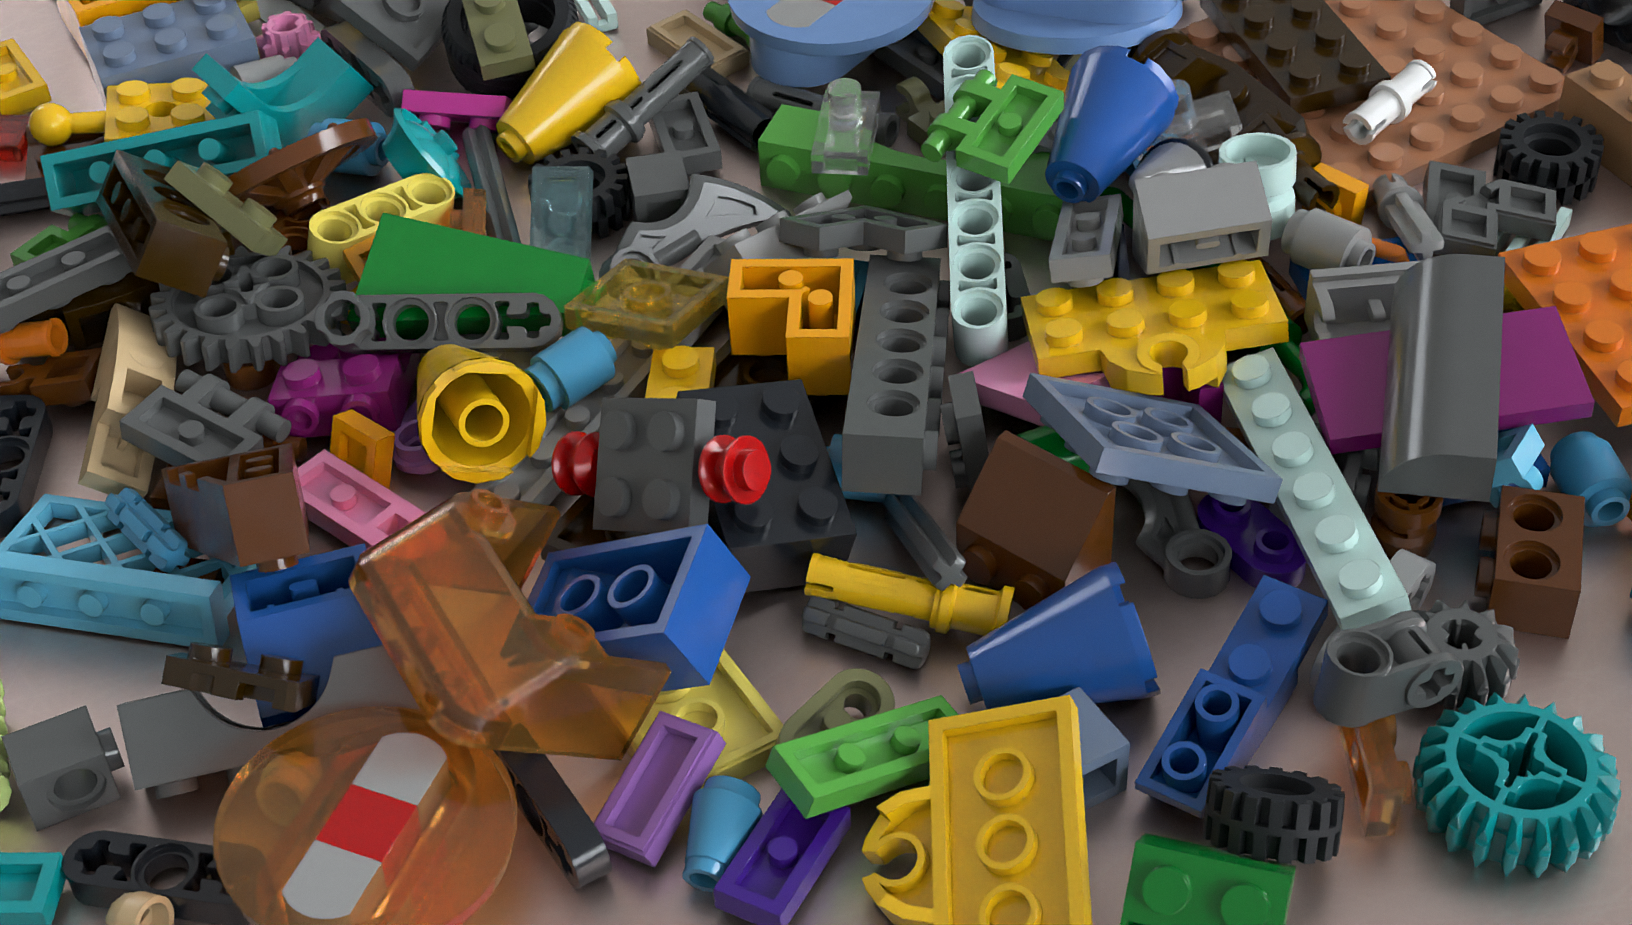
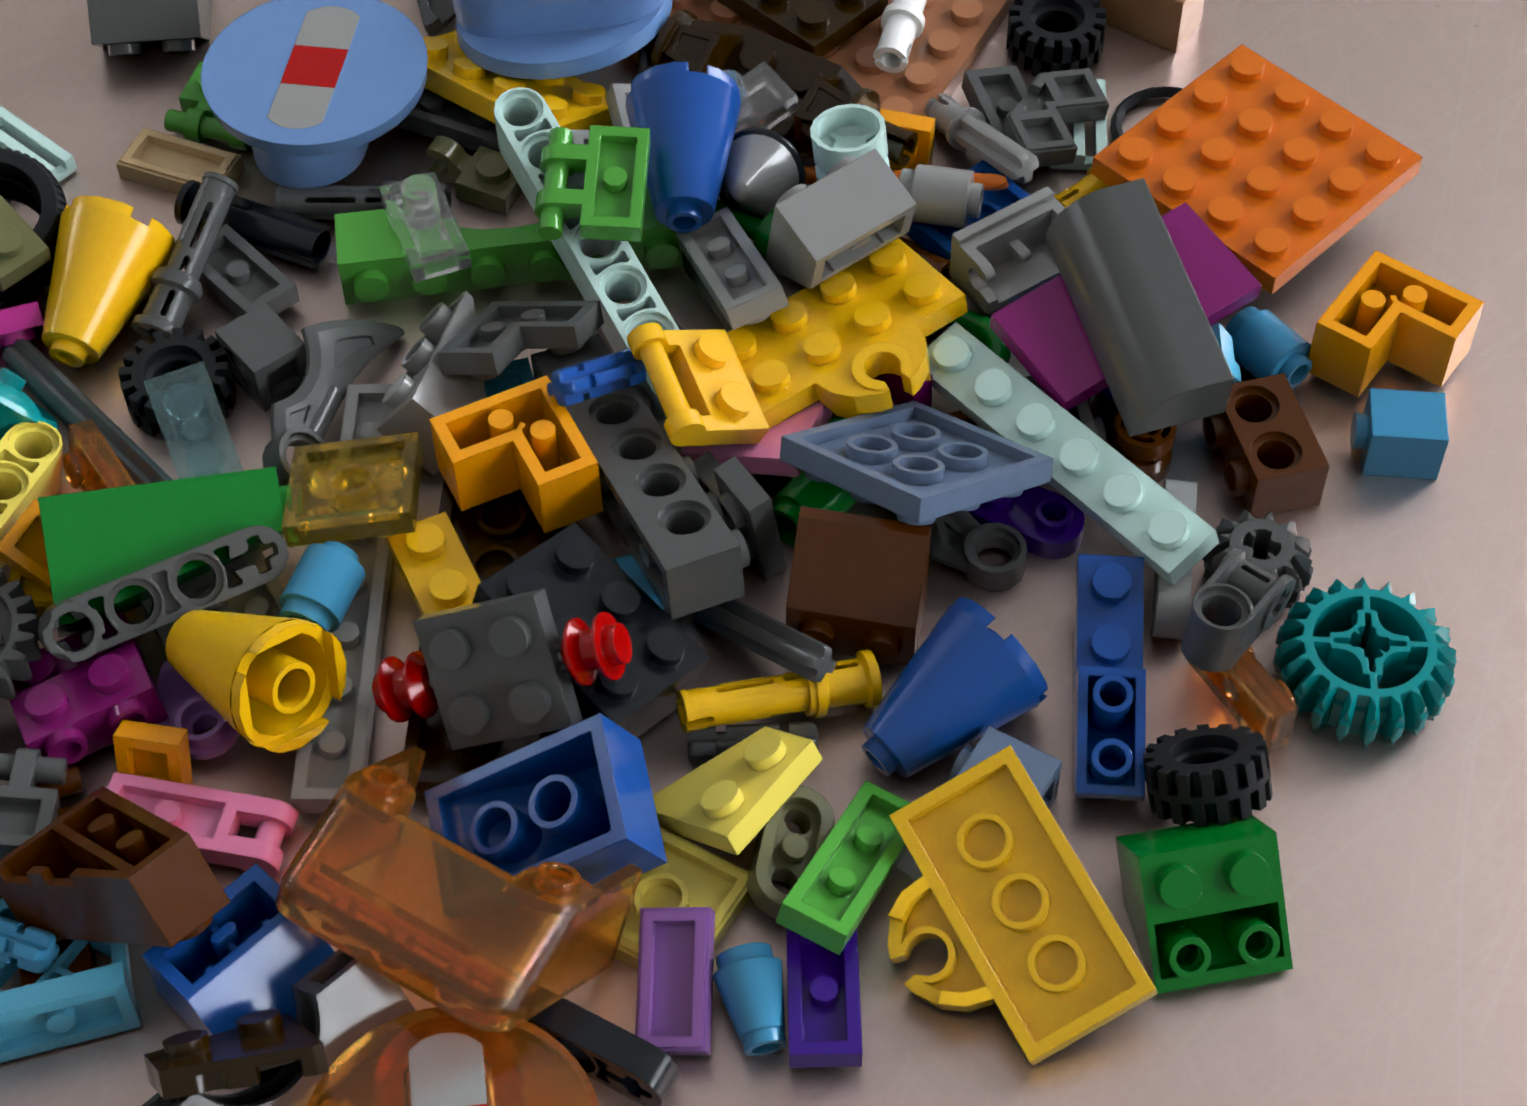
camera: 30 degrees left, 10 degrees up
(815, 654) = (737, 790): none -> light yellow wing
(899, 275) = (596, 378): none -> blue axle
(1003, 316) = (699, 386): none -> yellow plate

